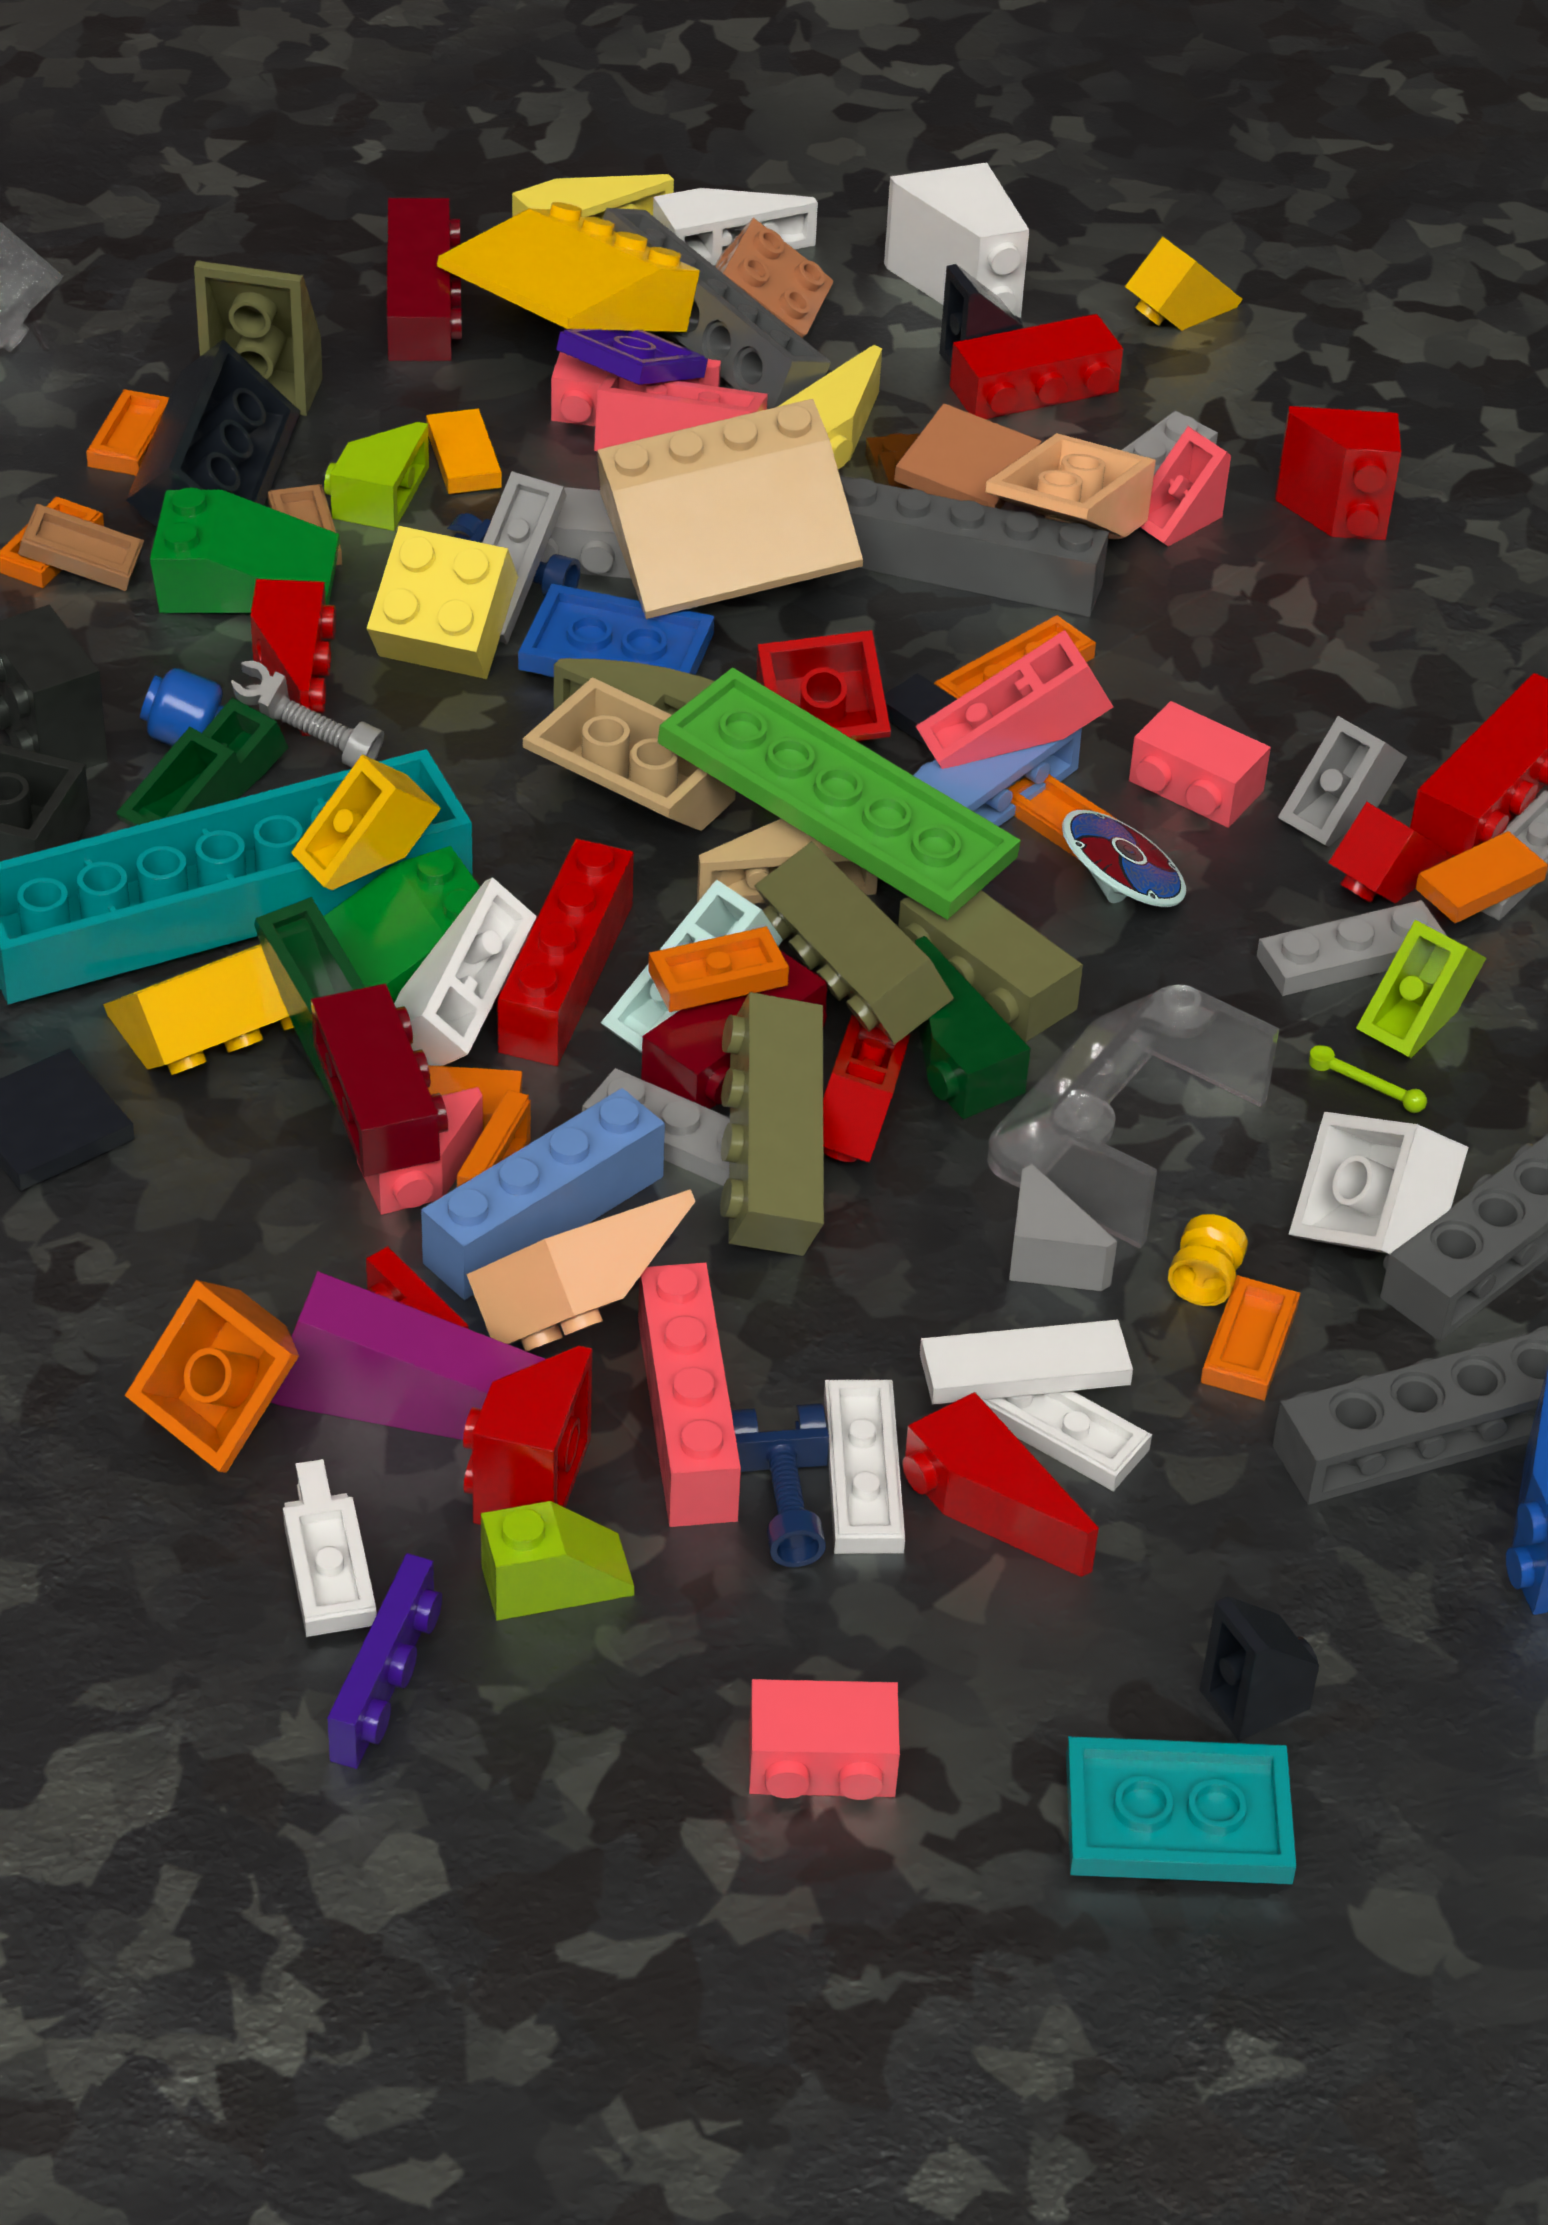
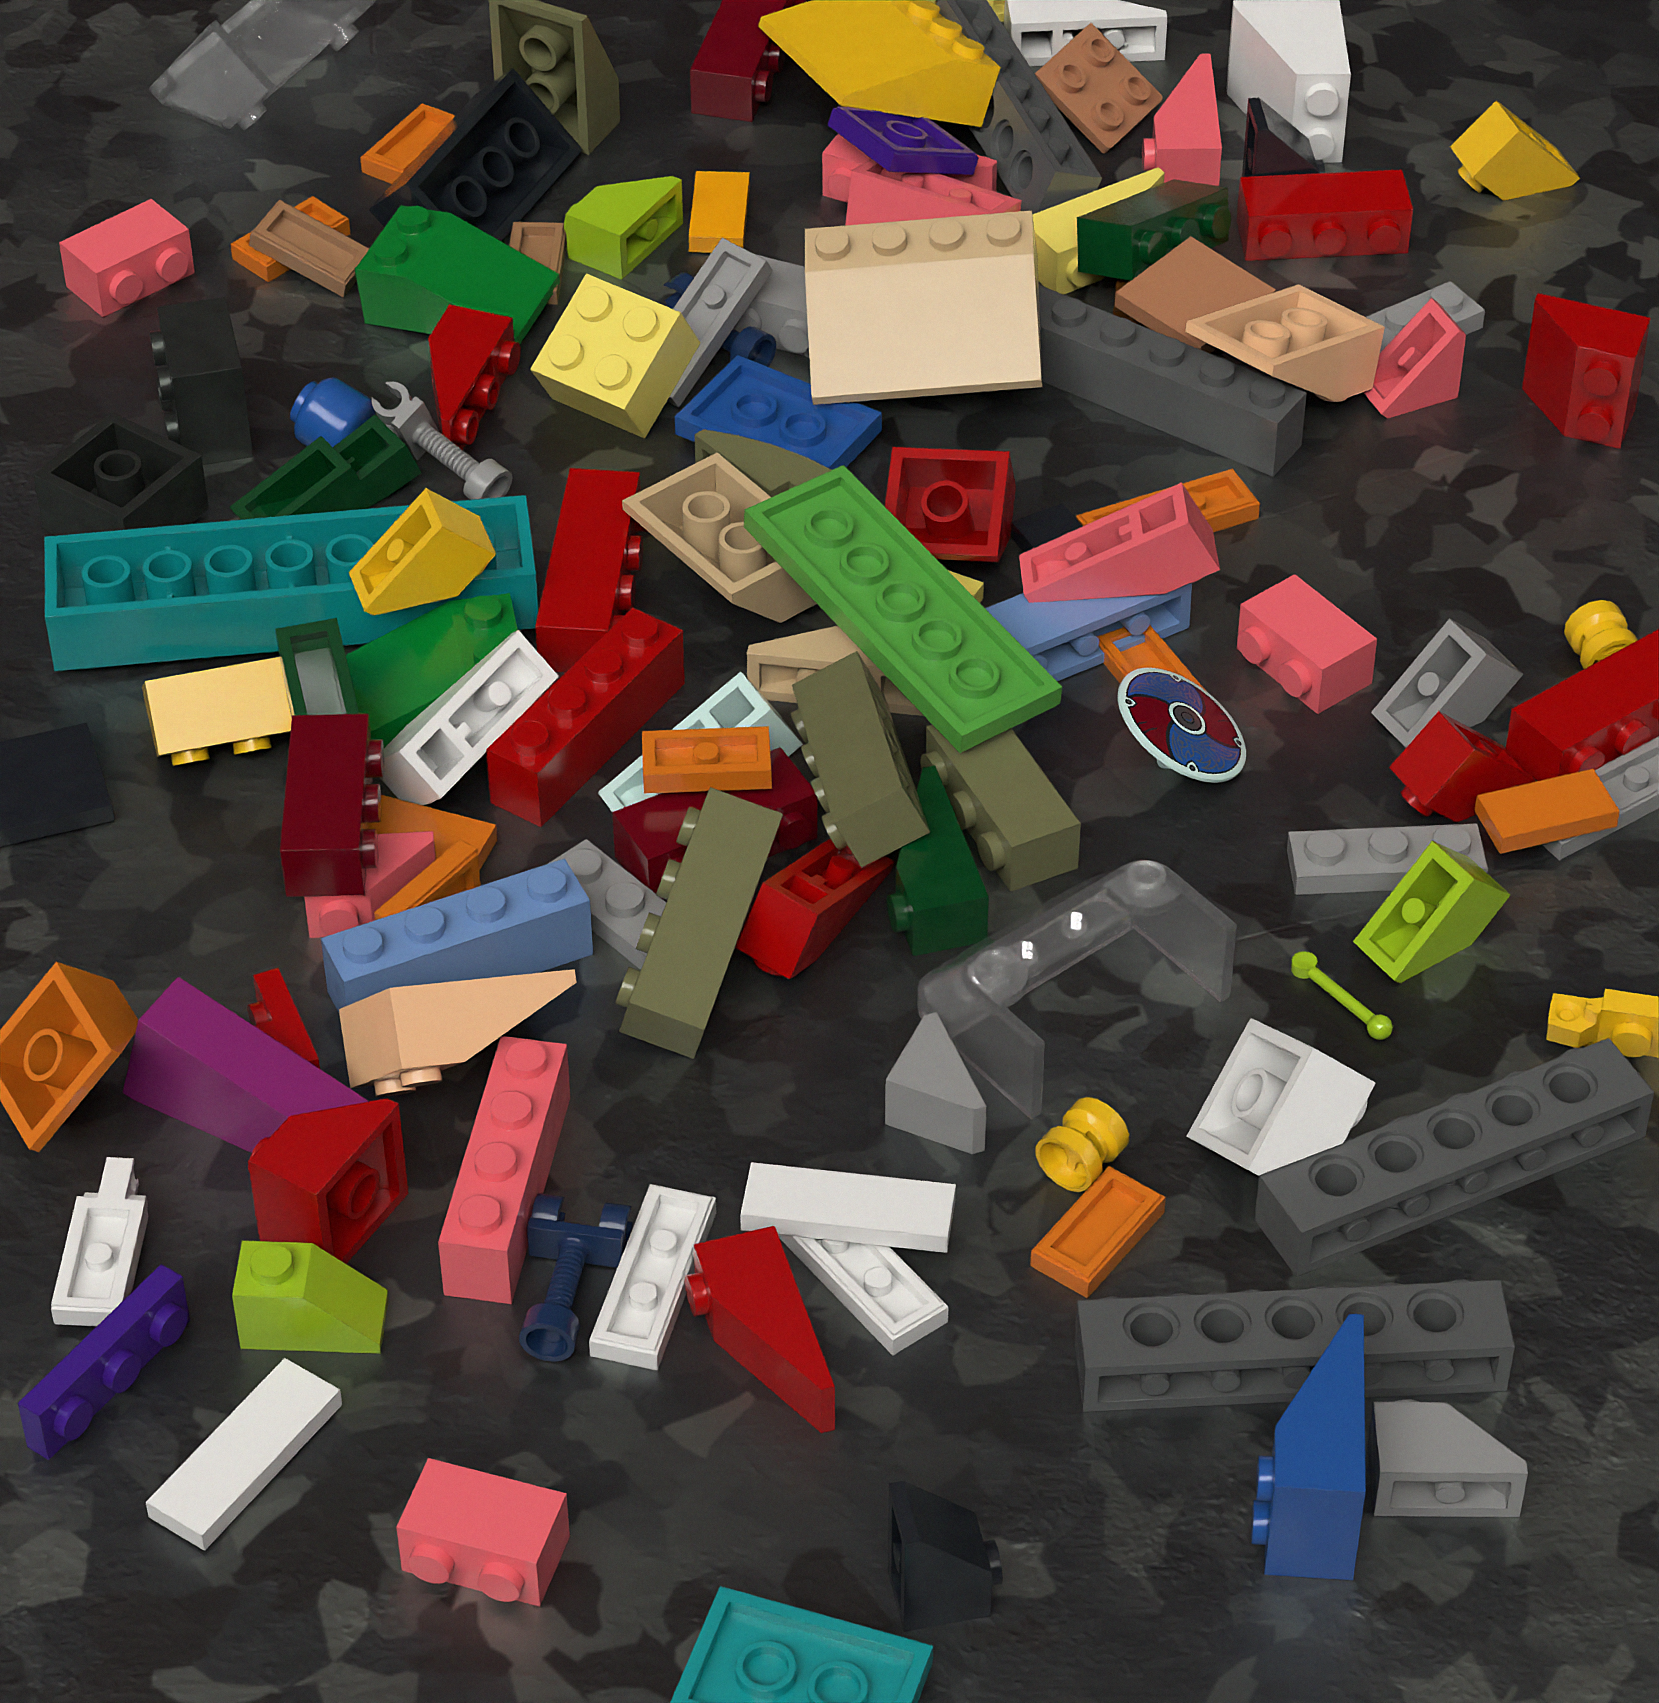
camera: 20 degrees right, 0 degrees up
(505, 805) = (589, 565): none -> red brick
(552, 1719) = (244, 1454): none -> white tile
(881, 309) = (1187, 130): none -> coral slope
(895, 403) = (1145, 227): none -> dark green brick
(1453, 711) = (1597, 631): none -> yellow wheel

